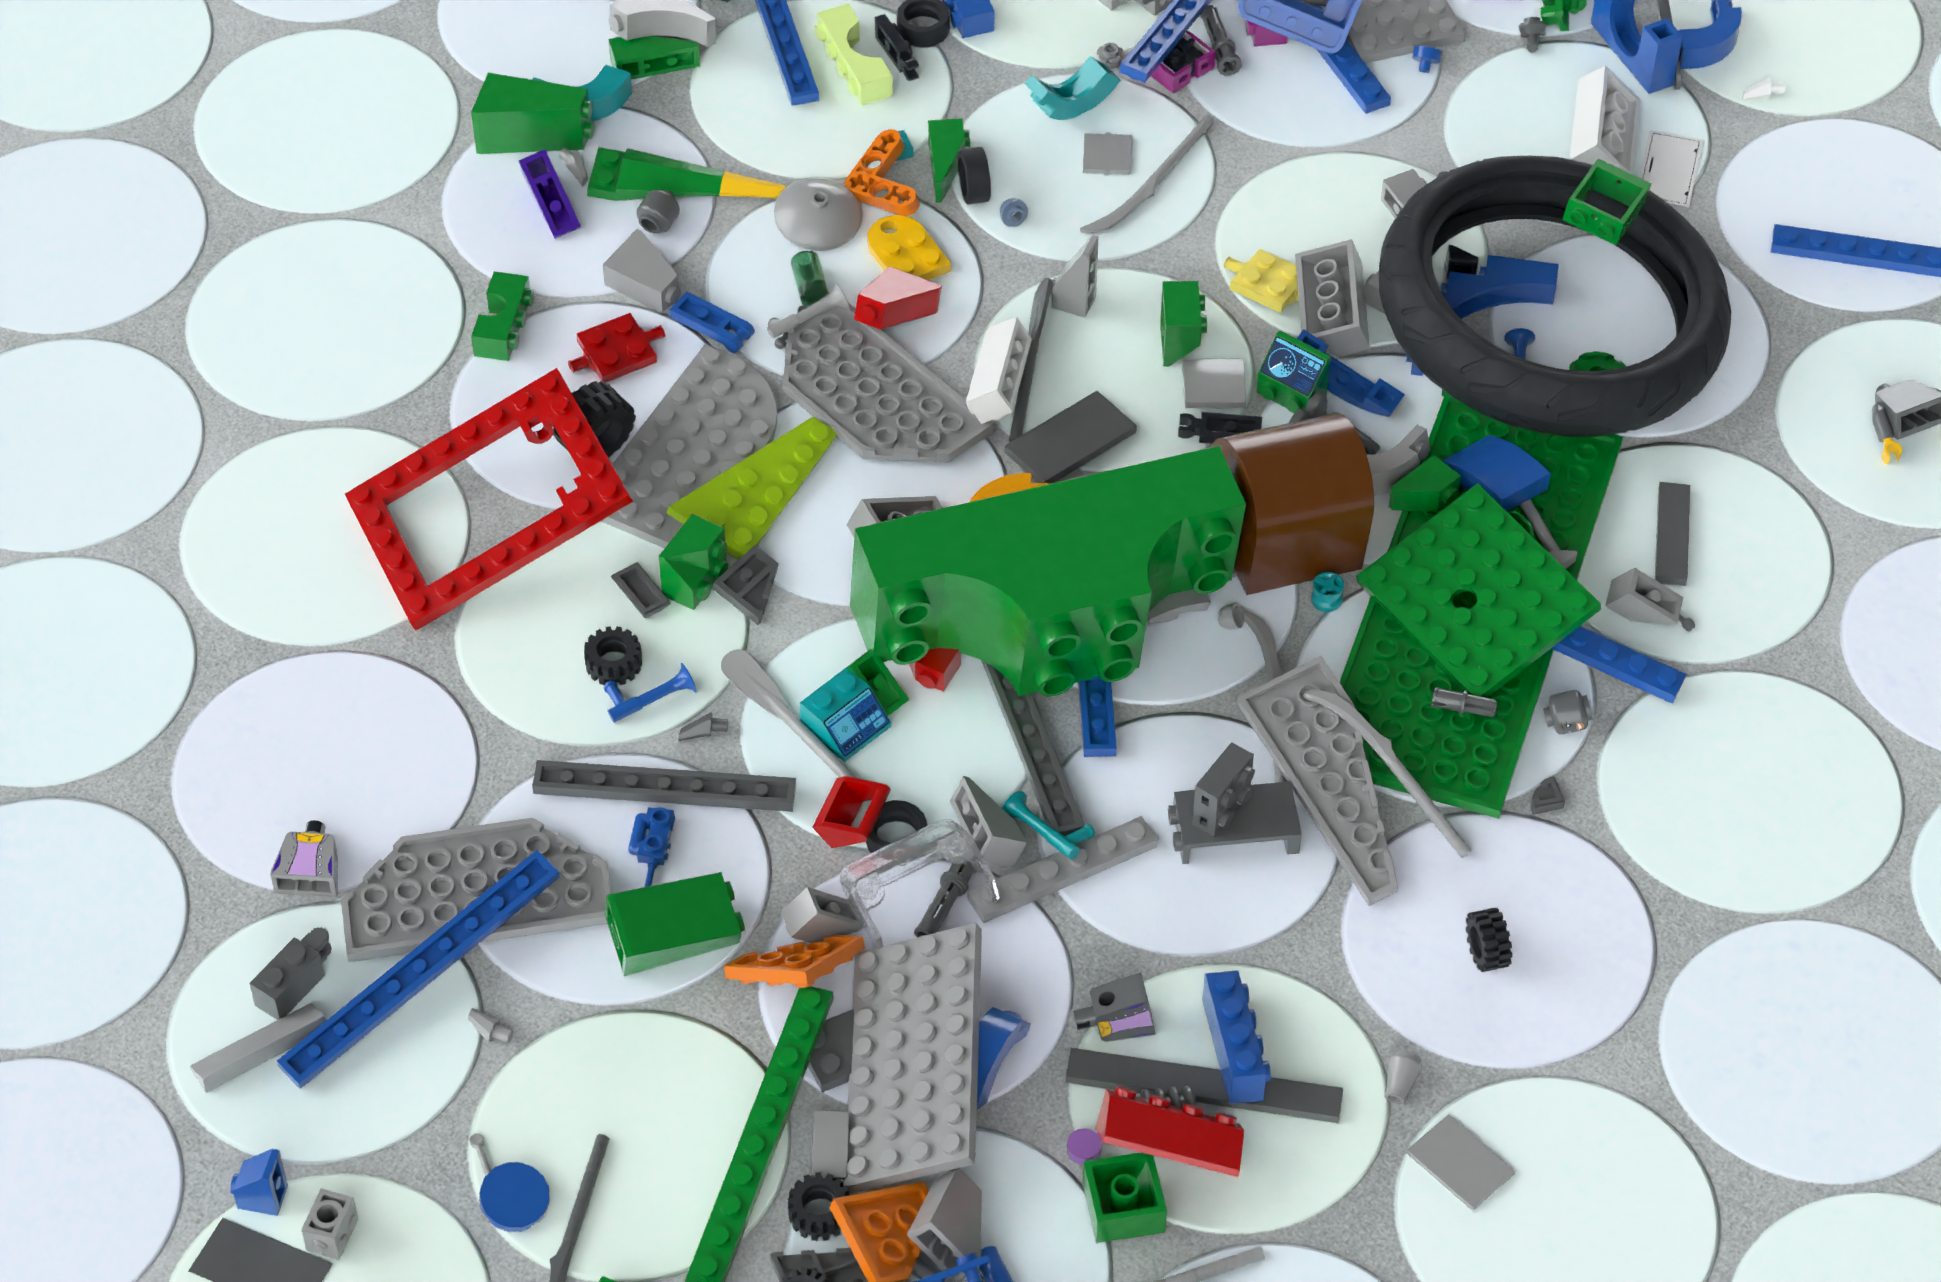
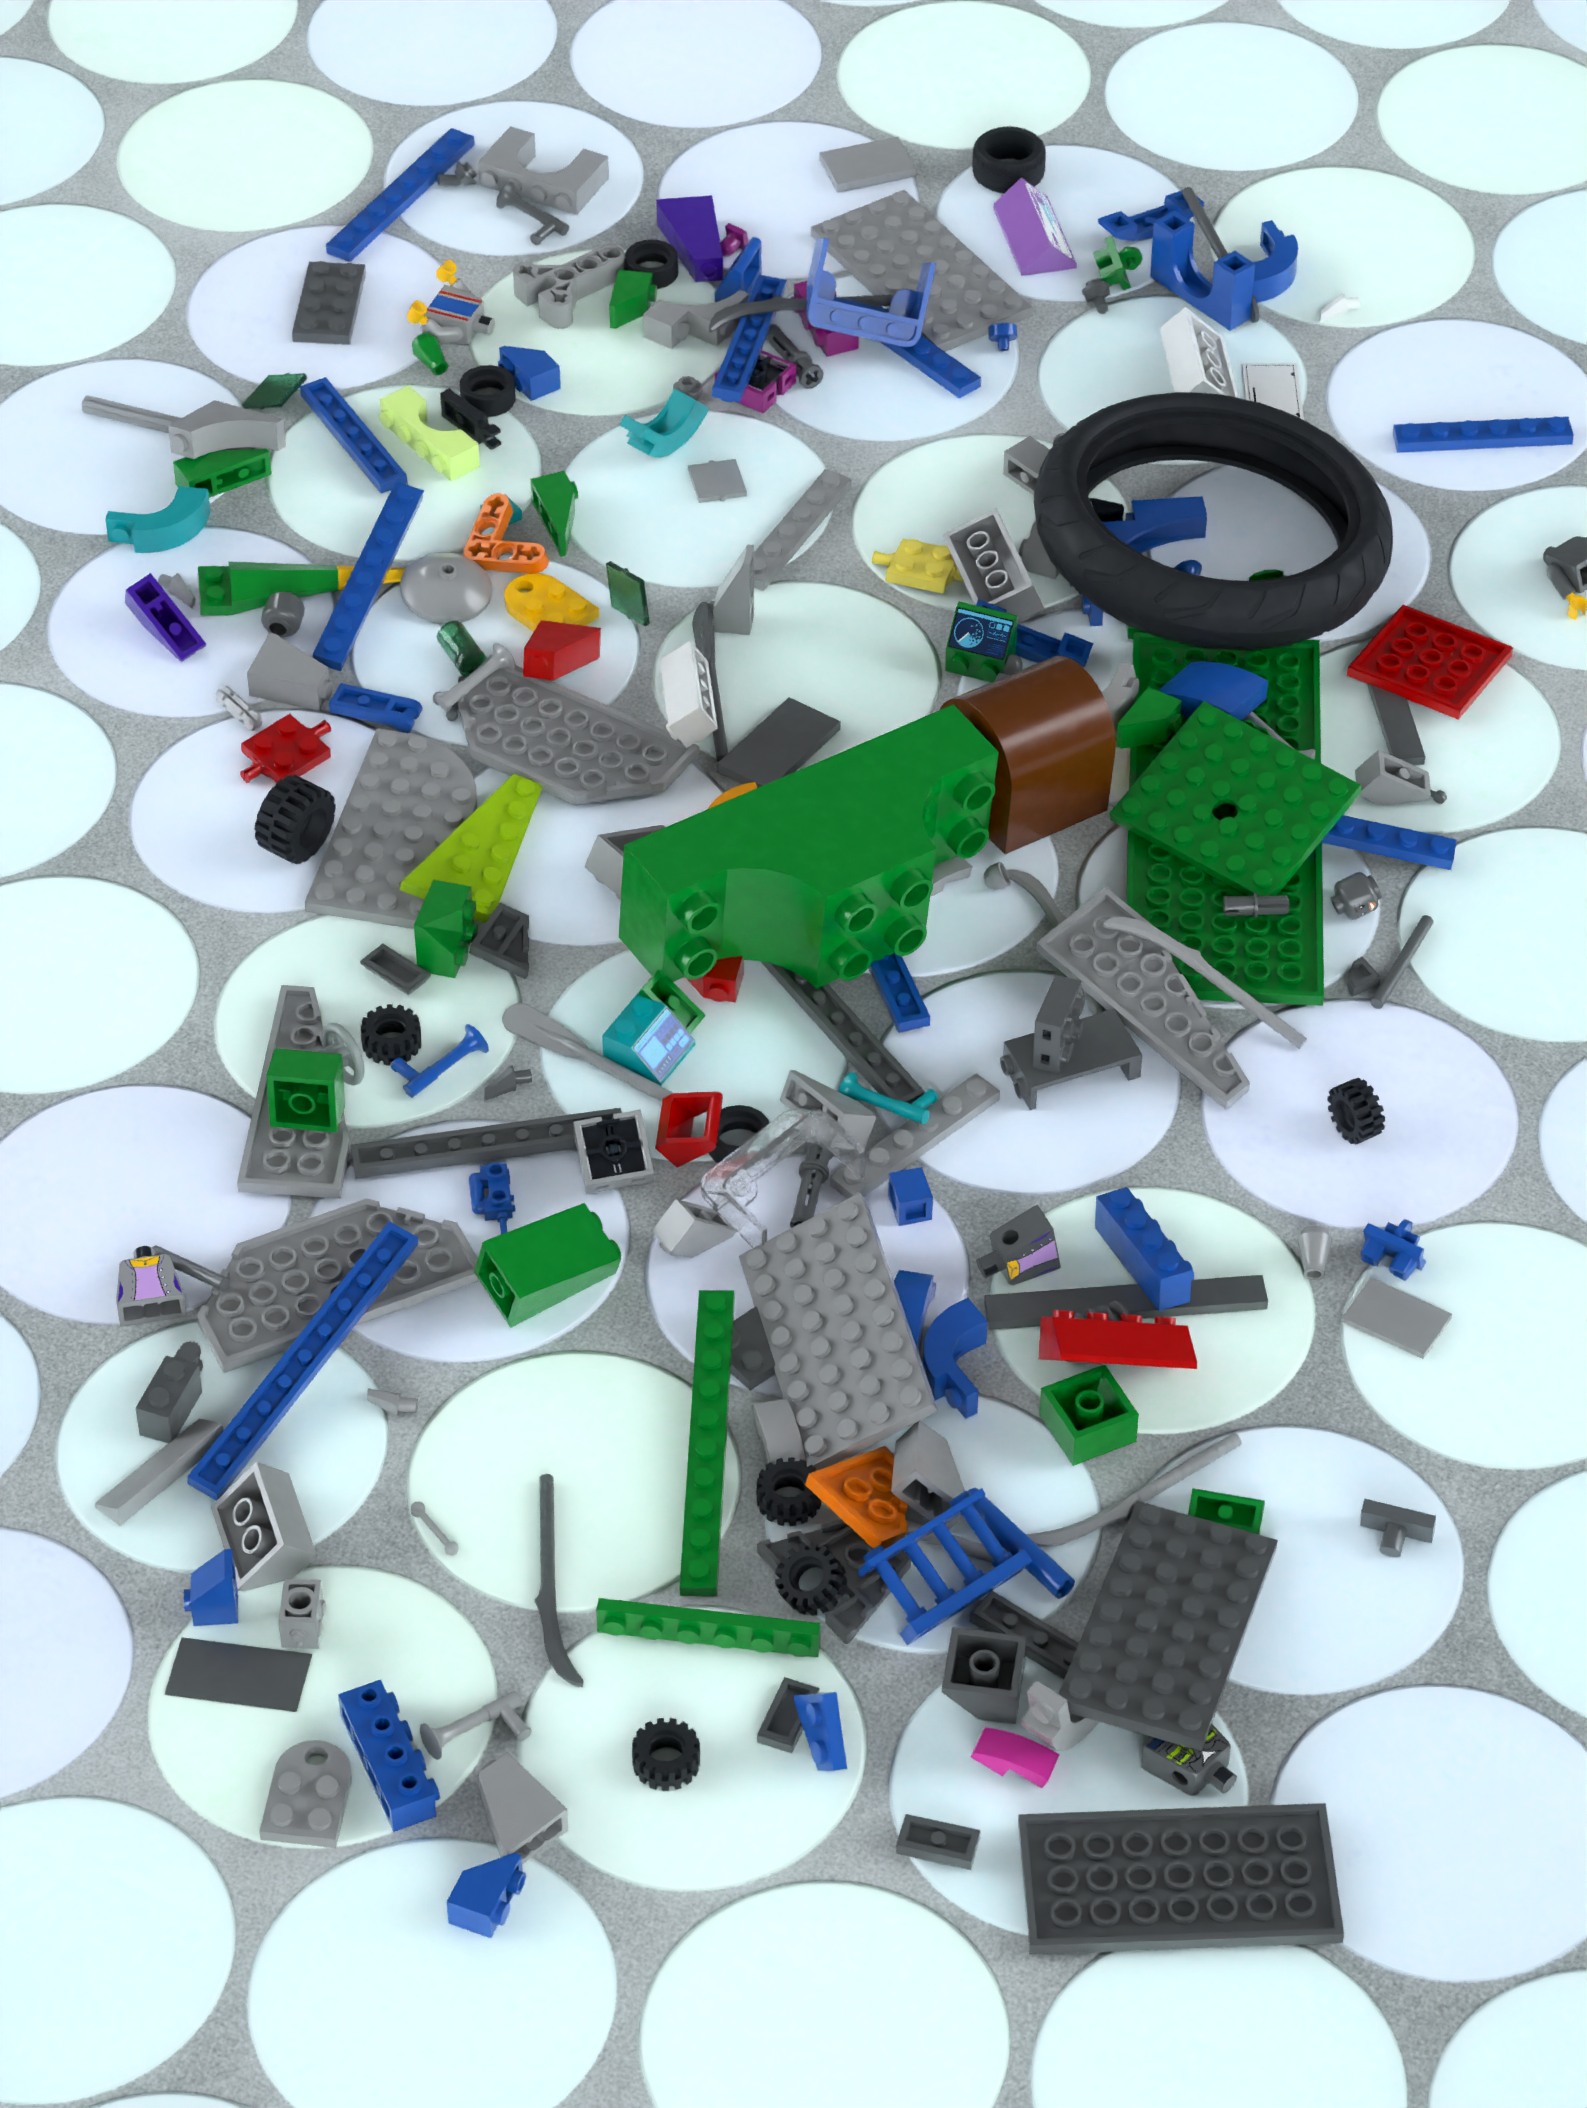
camera: 15 degrees left, 5 degrees down
(328, 1128) = (263, 1527): none -> light grey slope
(352, 852) = (195, 1270): none -> dark grey bar
(499, 334) = (158, 742): green arch -> none
(501, 722) = (288, 1158): none -> light grey wing
(509, 694) = (309, 1086): none -> green piece
(514, 1196) = (478, 1549): blue tile -> none
(530, 116) = (120, 547): green slope -> none
(588, 296) = (239, 708): none -> light grey axle
(596, 498) = (247, 801): red plate -> none
(747, 188) = (368, 576): none -> blue plate
(782, 814) = (600, 1148): none -> piece
(795, 962) = (679, 1276): orange plate -> none
(974, 175) = (595, 521): black tyre -> none
(978, 255) = (627, 593): none -> clear green piece
(1011, 206) = (644, 549): sand blue plate -> none
(1017, 1087) = (947, 1339): none -> blue arch
(1035, 929) = (910, 1196): none -> blue brick
(1084, 1145) = (1028, 1381): medium lavender tile -> none
(1148, 188) = (770, 504): light grey piece -> none
(1162, 218) = (798, 526): none -> light grey plate
(1181, 319) = (852, 614): green slope -> none
(1214, 383) = (902, 669): light grey slope -> none
(1216, 425) = (915, 706): black plate -> none
(1323, 585) = (1083, 835): teal wheel -> none
(1489, 1101) = (1397, 1243): none -> blue hips
(1592, 789) = (1402, 962): none -> dark grey bar
(1603, 179) = (1231, 403): green window -> none
(1726, 480) = (1430, 661): none -> red tile

